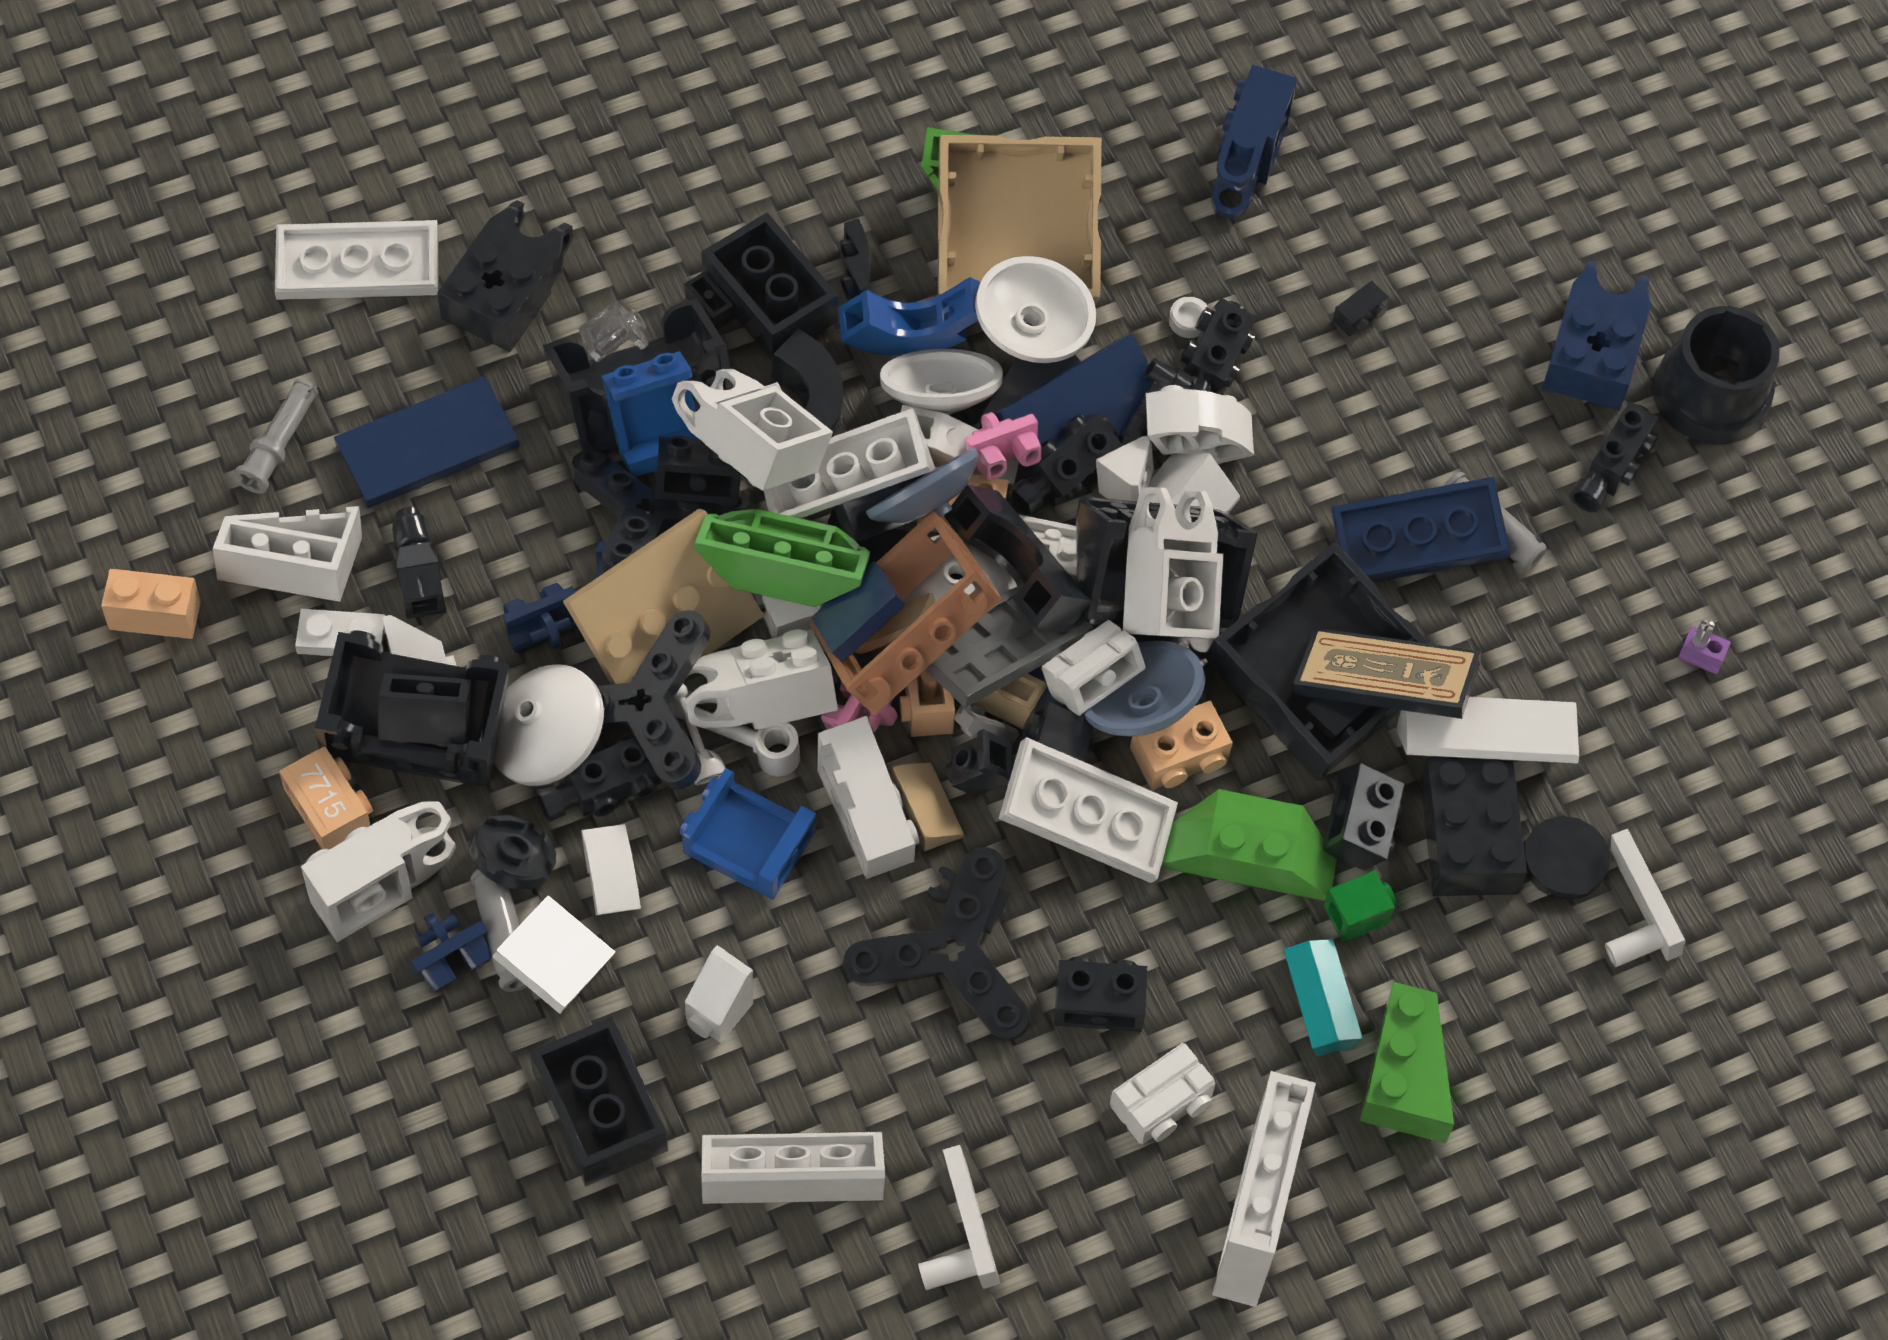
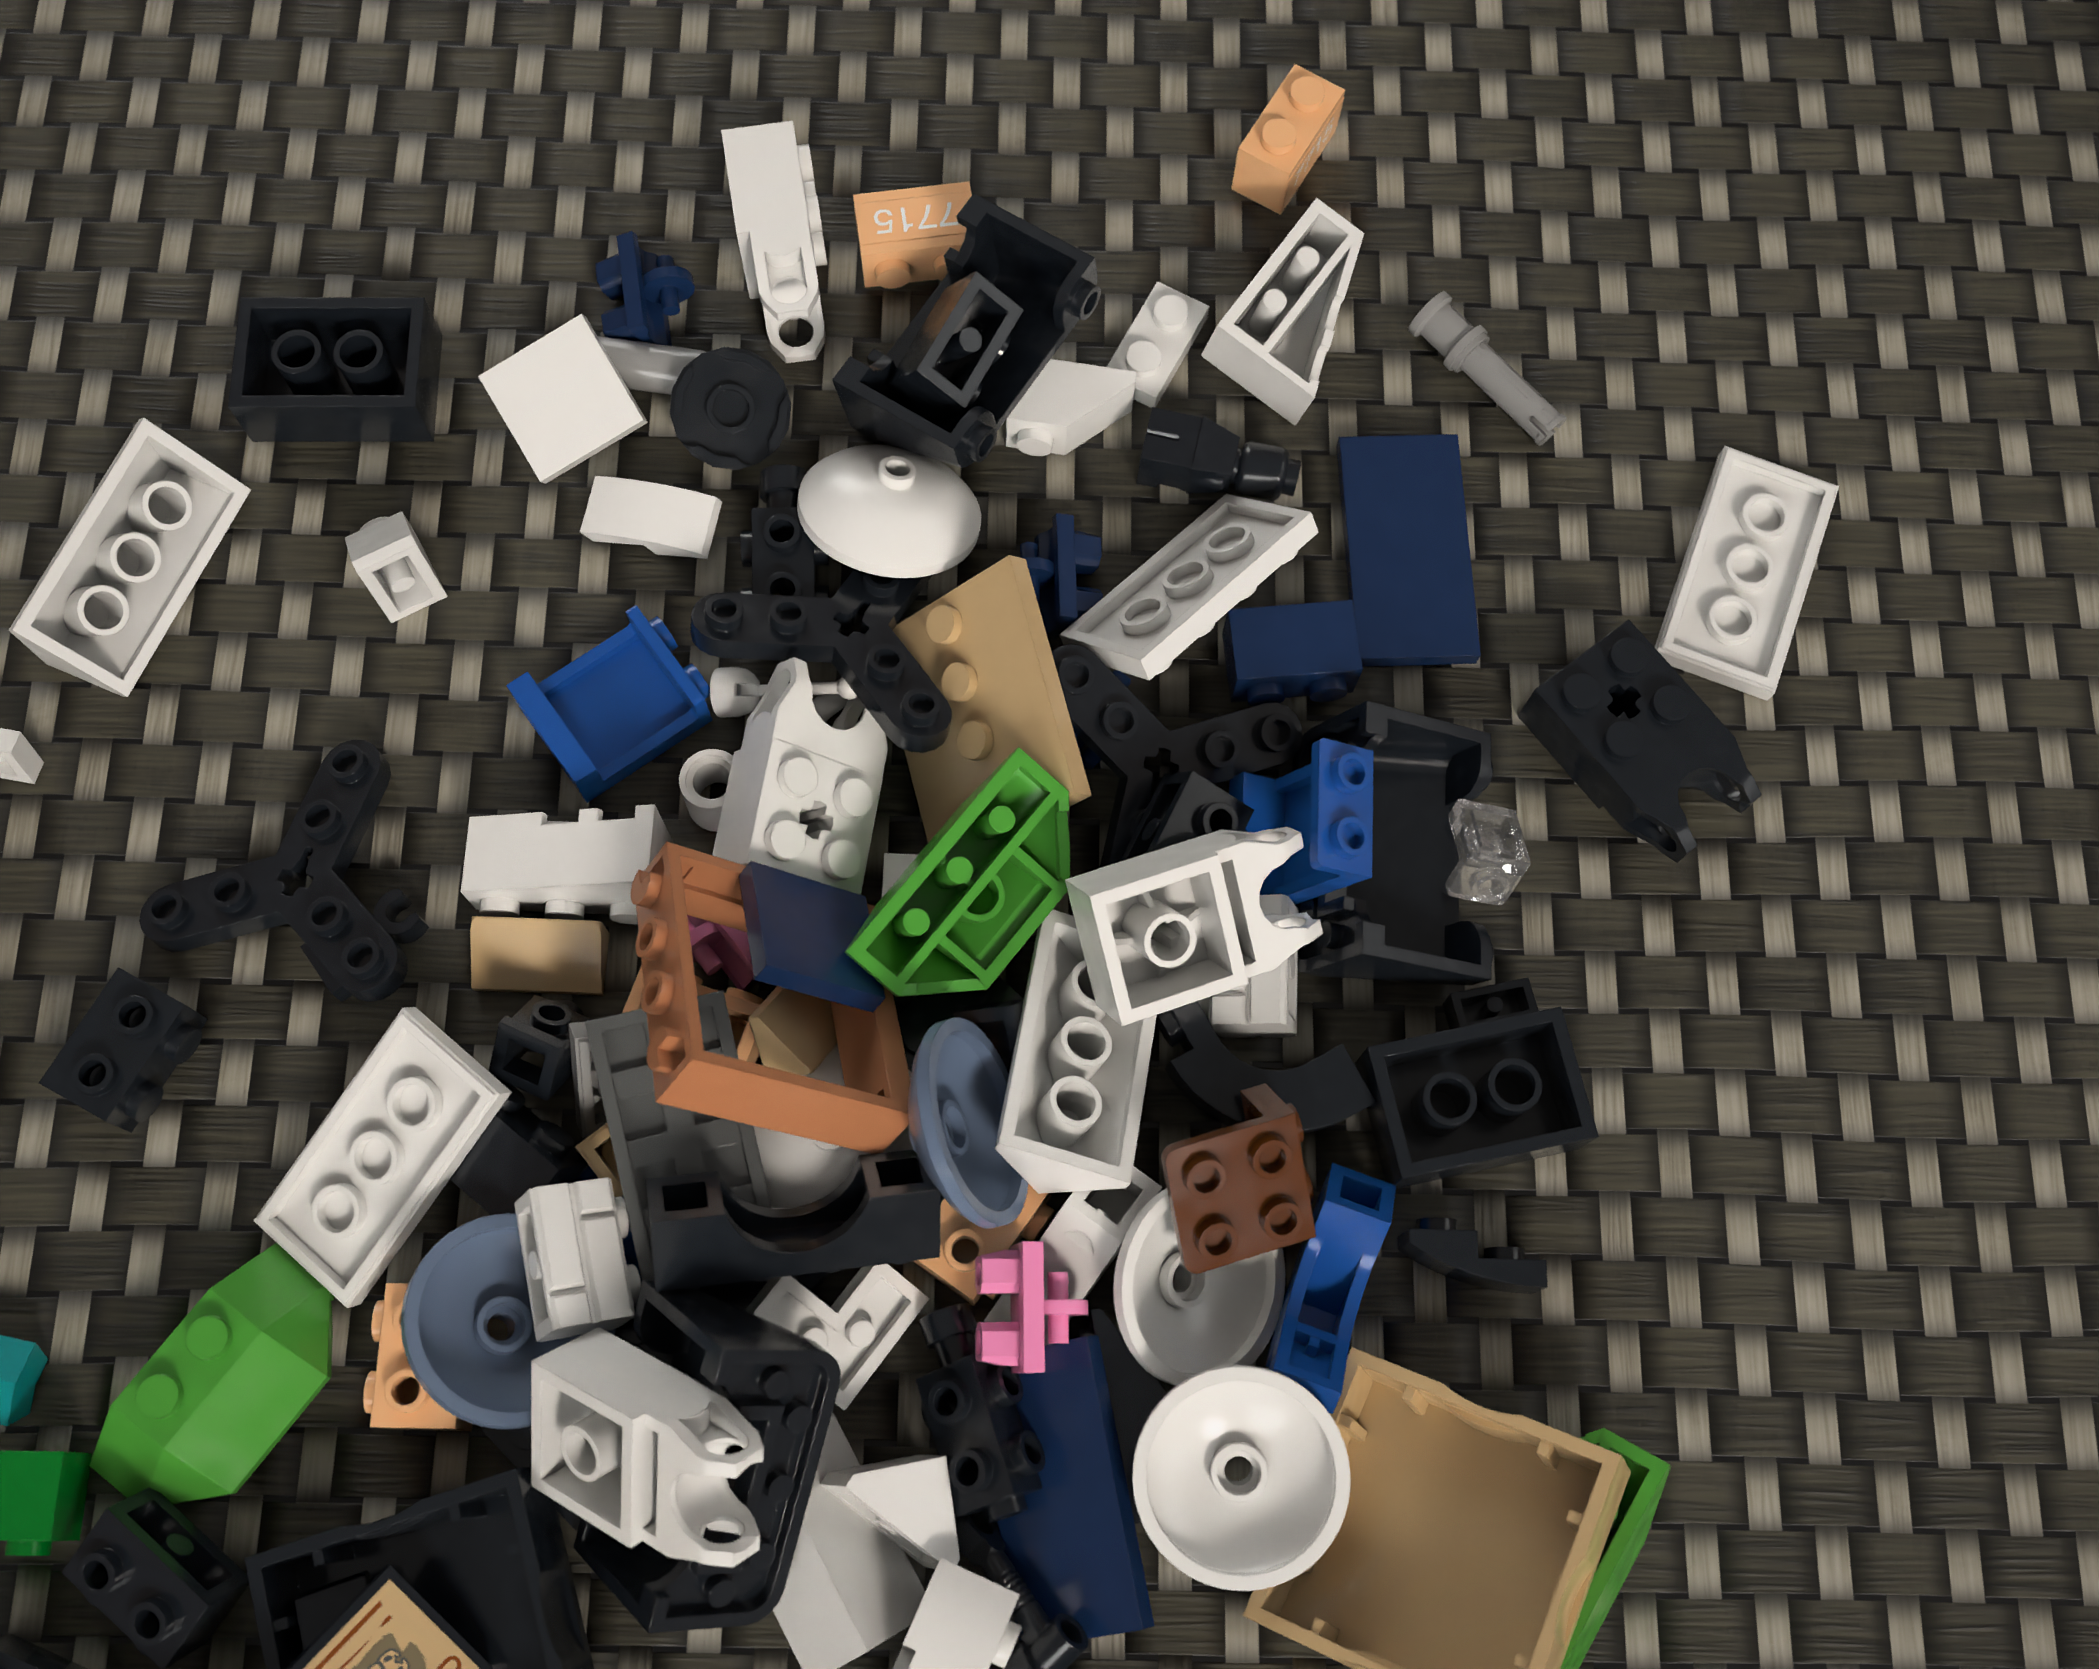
camera: 115 degrees right, 10 degrees up
(521, 530) = (1190, 584): none -> white plate
(536, 469) = (1292, 652): none -> dark blue brick
(879, 355) = (1240, 1186): none -> reddish brown bracket

